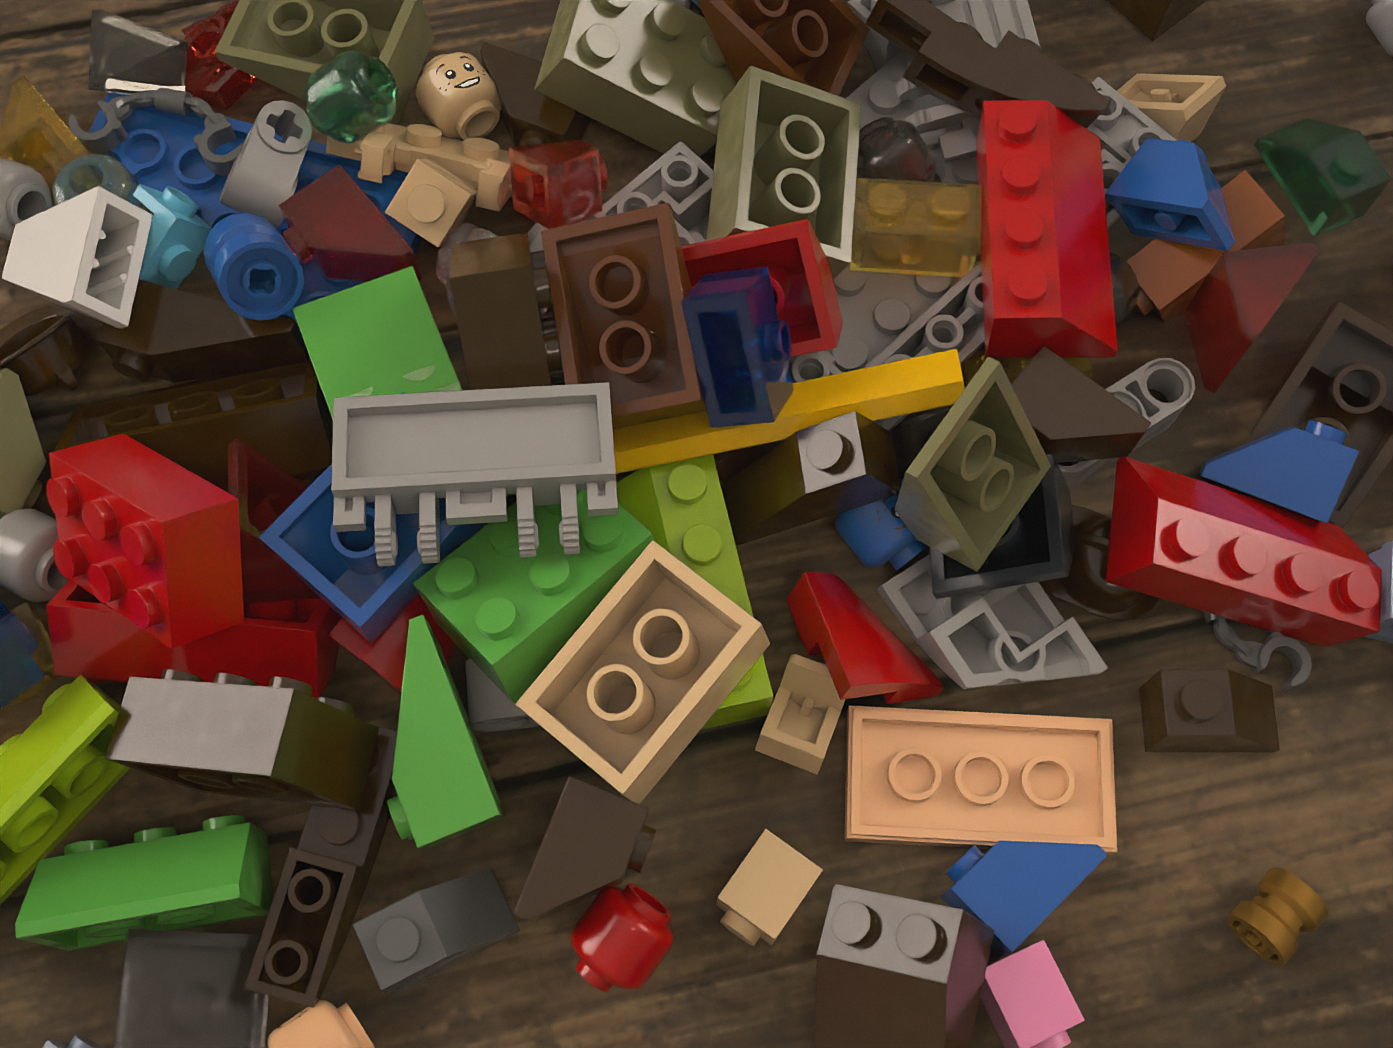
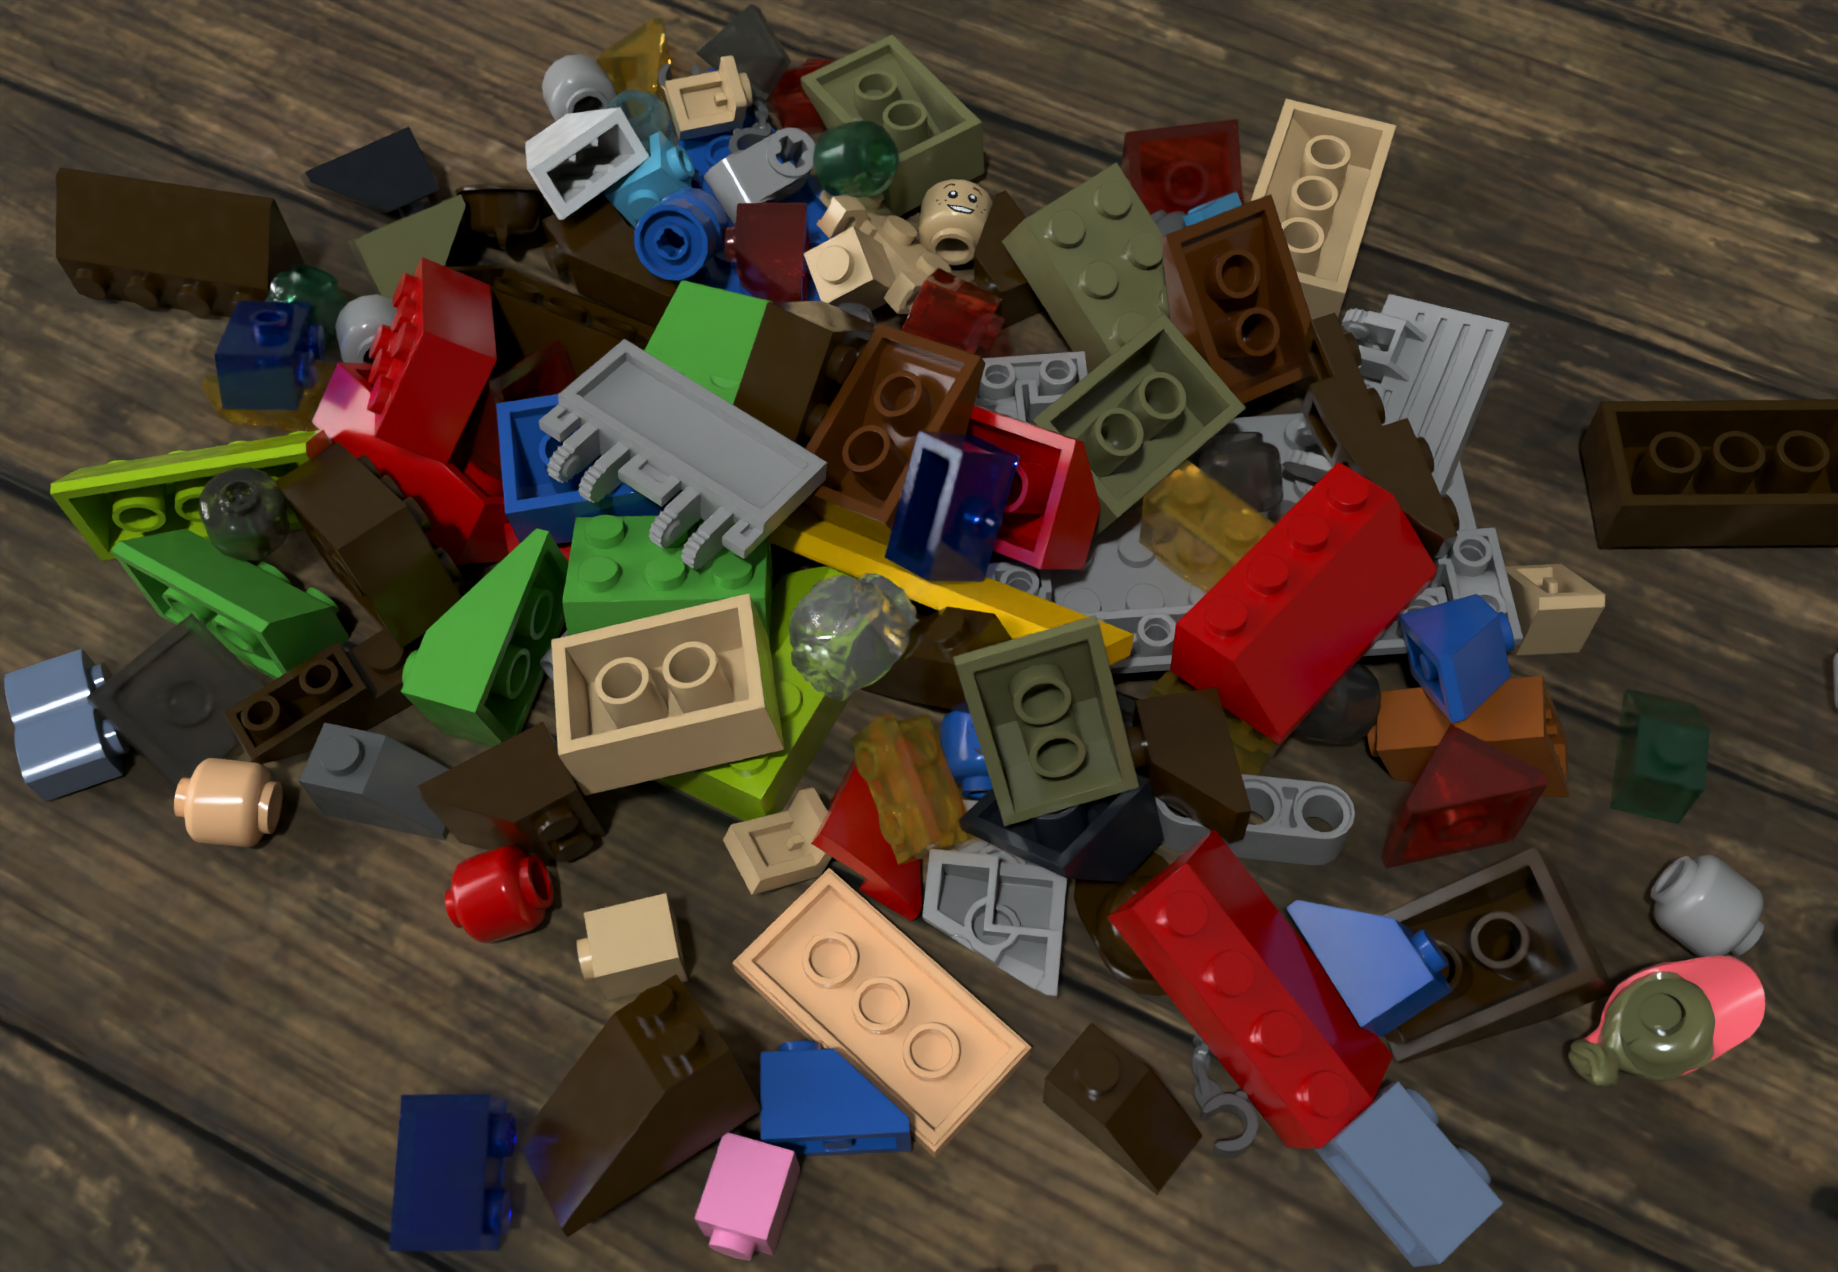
camera: 45 degrees right, 10 degrees down
(106, 827) = (244, 513): none -> clear smoke head
(149, 125) = (709, 101): none -> tan bracket
(736, 510) = (850, 632): none -> clear hair
(874, 596) = (910, 786): none -> clear yellow bracket

